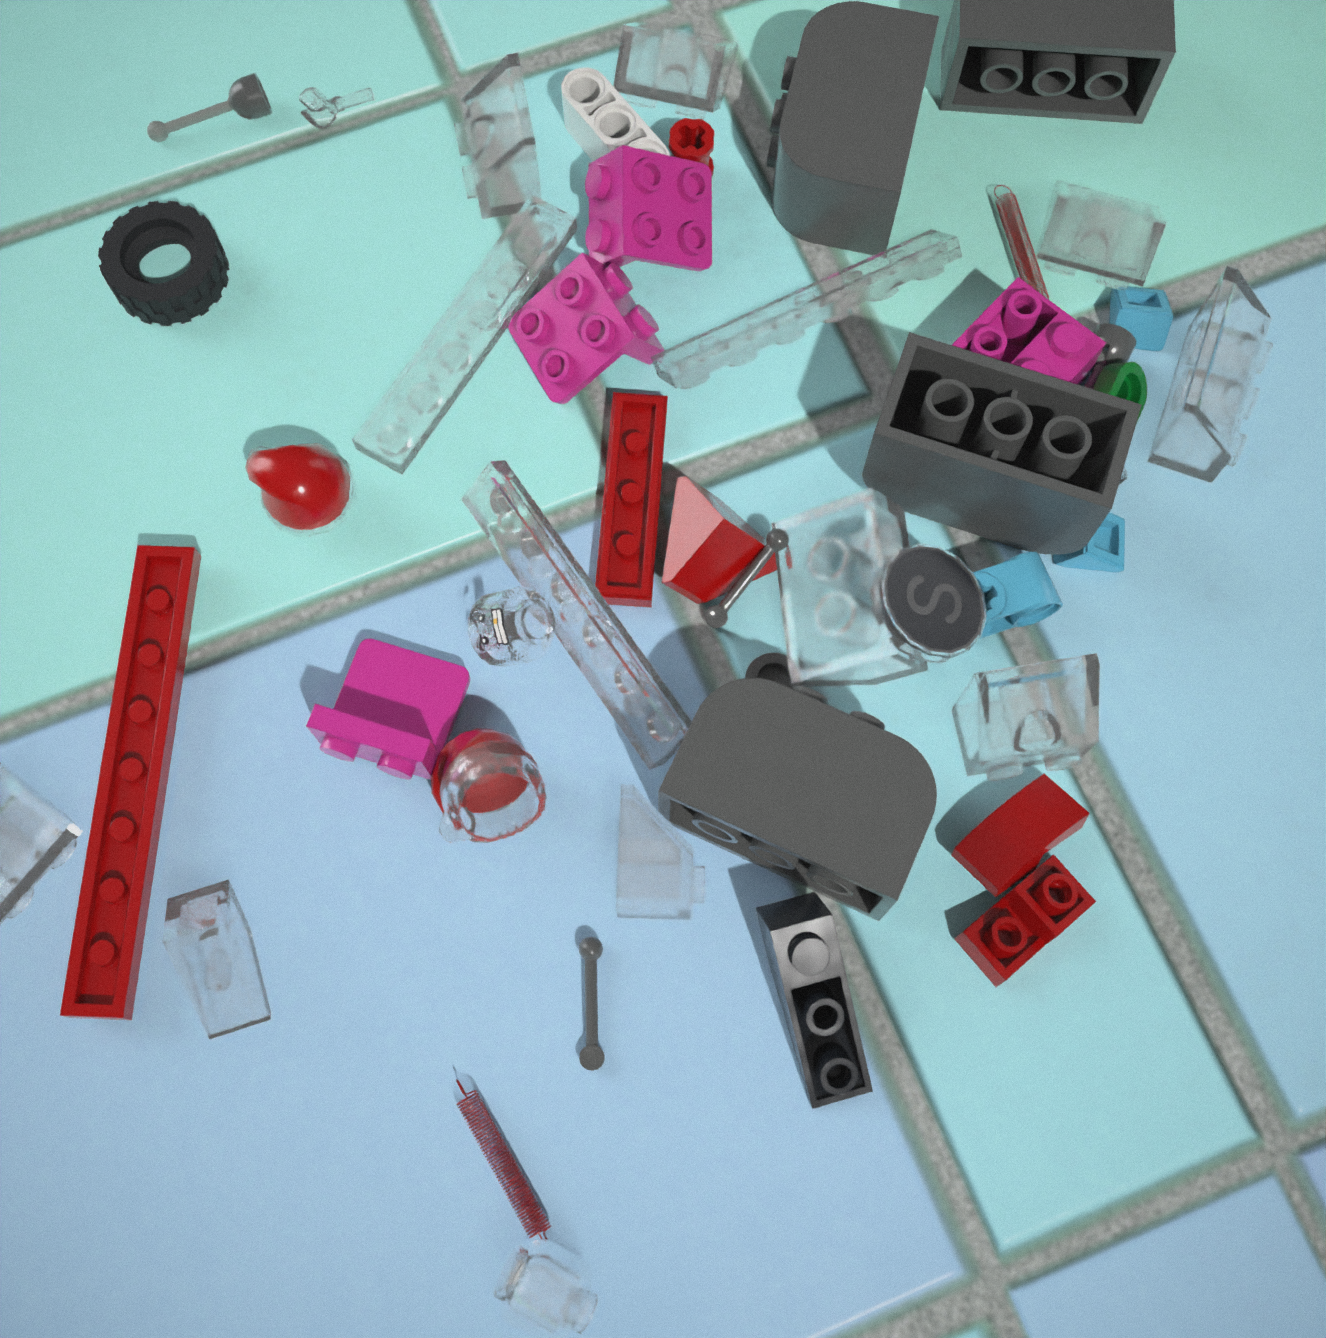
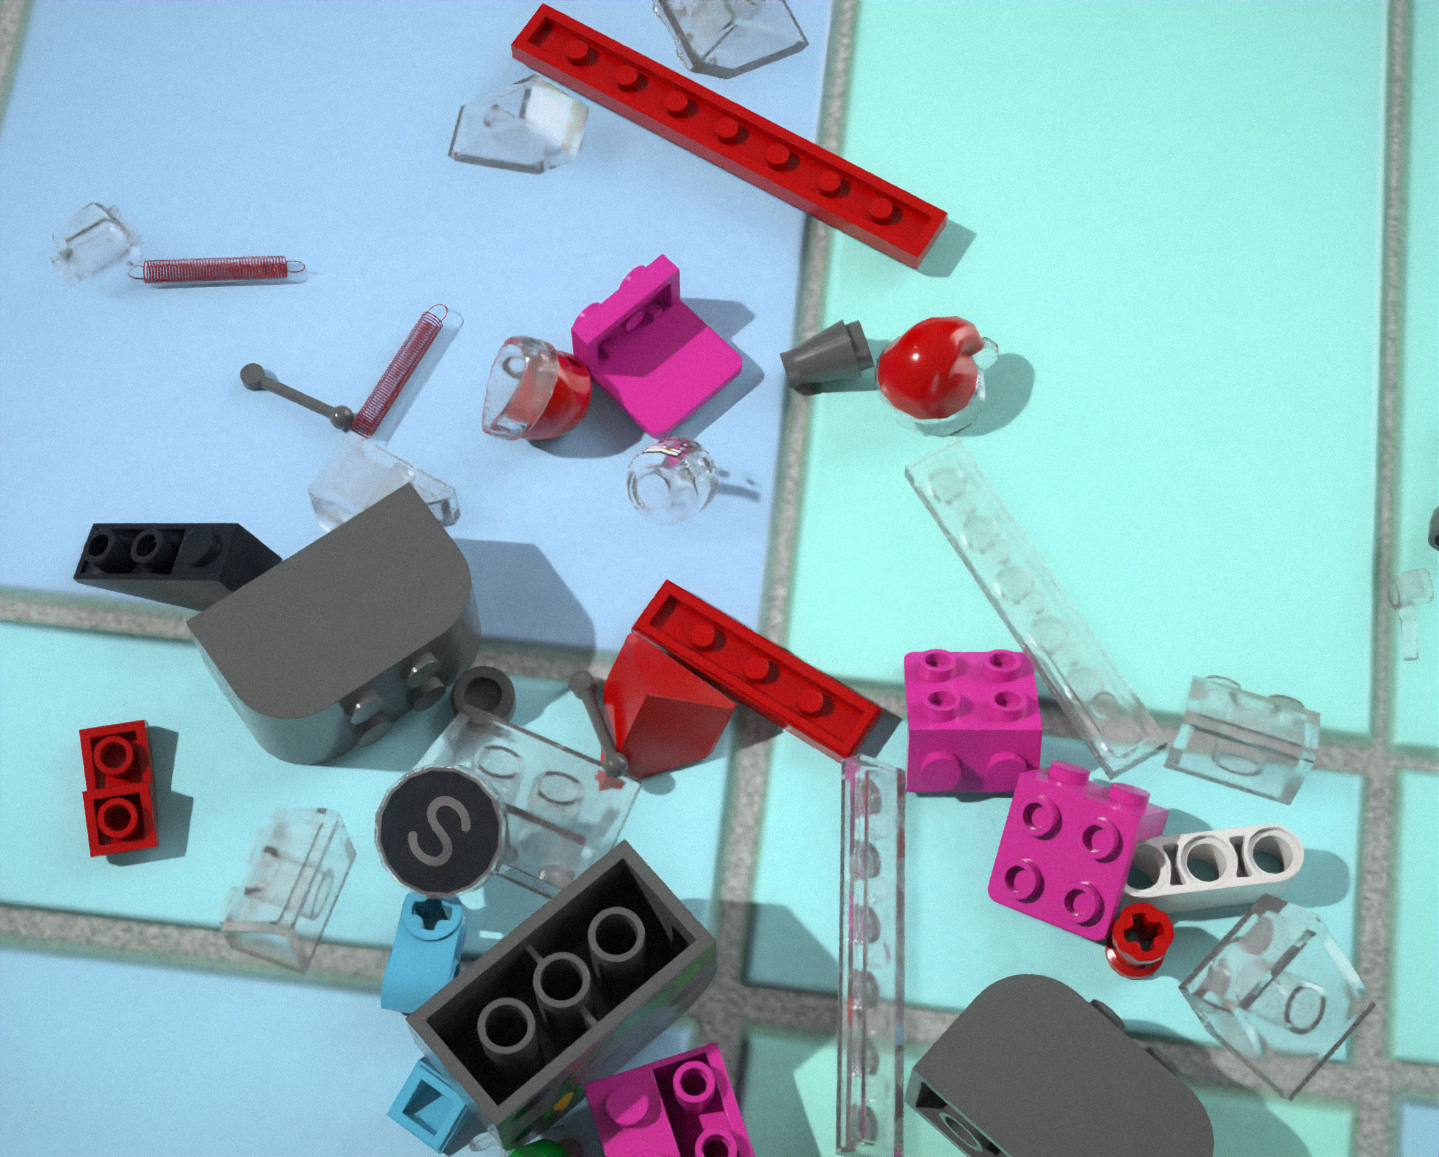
camera: 120 degrees right, 5 degrees down
(151, 228) = (1280, 316): black tyre -> none
(322, 574) = (829, 356): none -> dark grey cone
(479, 929) = (402, 378): none -> piece
(583, 618) = (679, 550): clear plate -> none
(1019, 833) = (193, 825): red slope -> none

